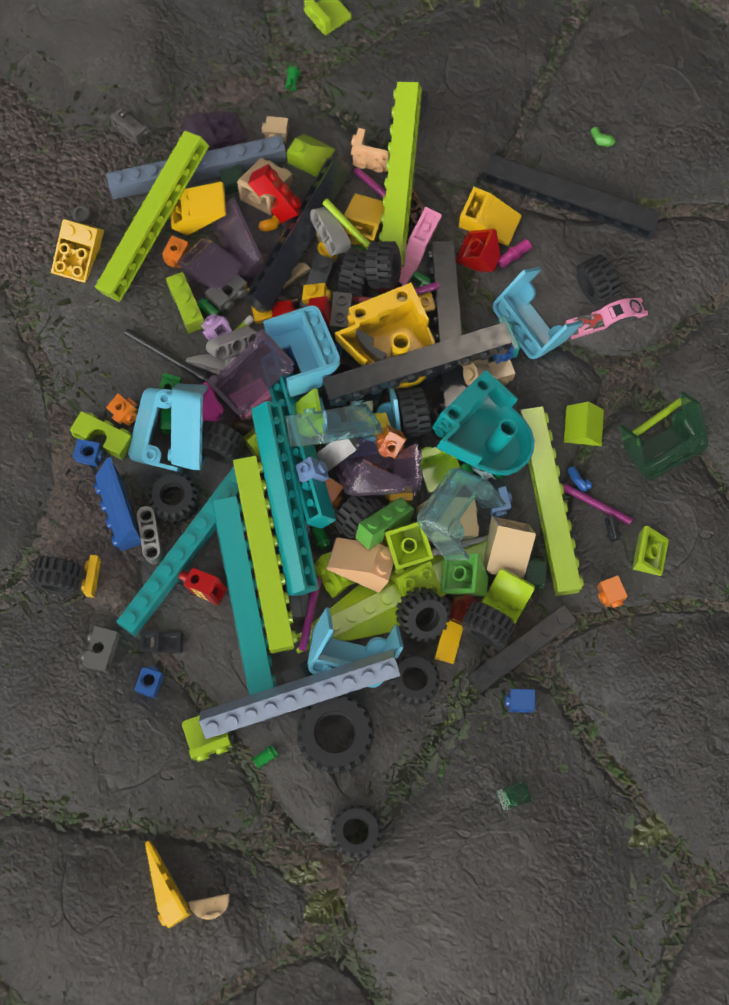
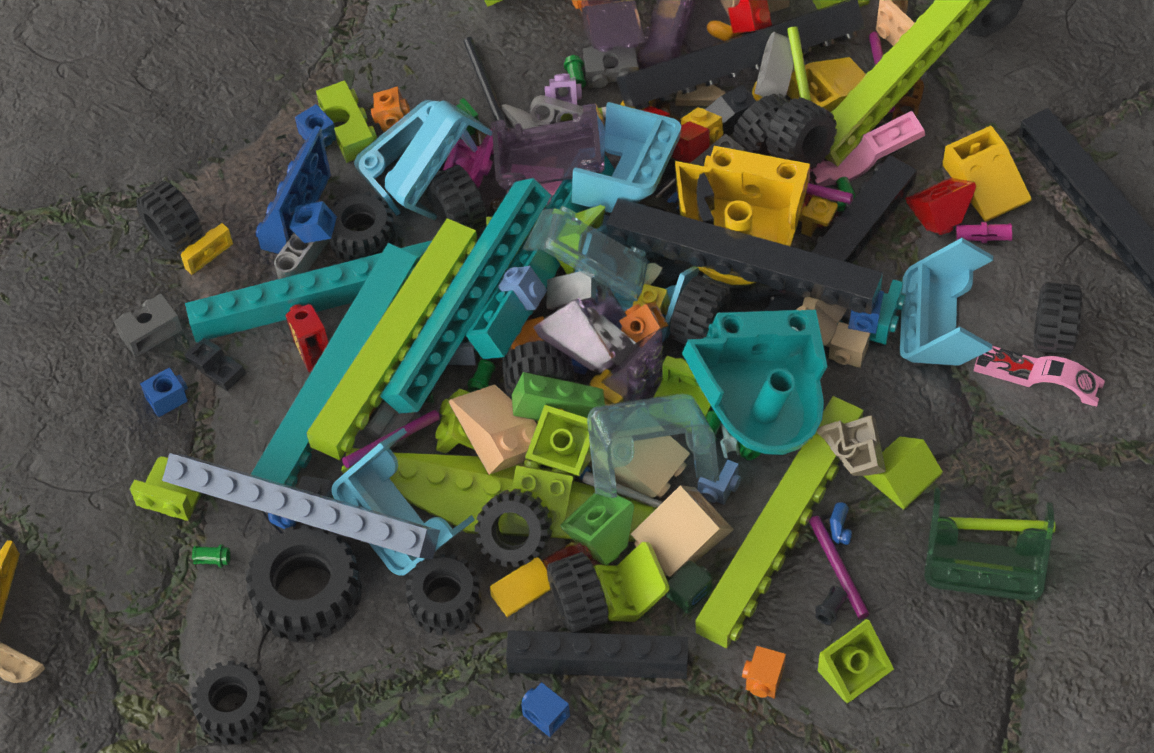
camera: 45 degrees right, 15 degrees down
(156, 513) = (313, 222): none -> blue brick
(185, 302) = (556, 39): lime arch -> none
(386, 463) = (612, 336): none -> flat silver hinge
(558, 430) = (856, 445): none -> dark tan slope

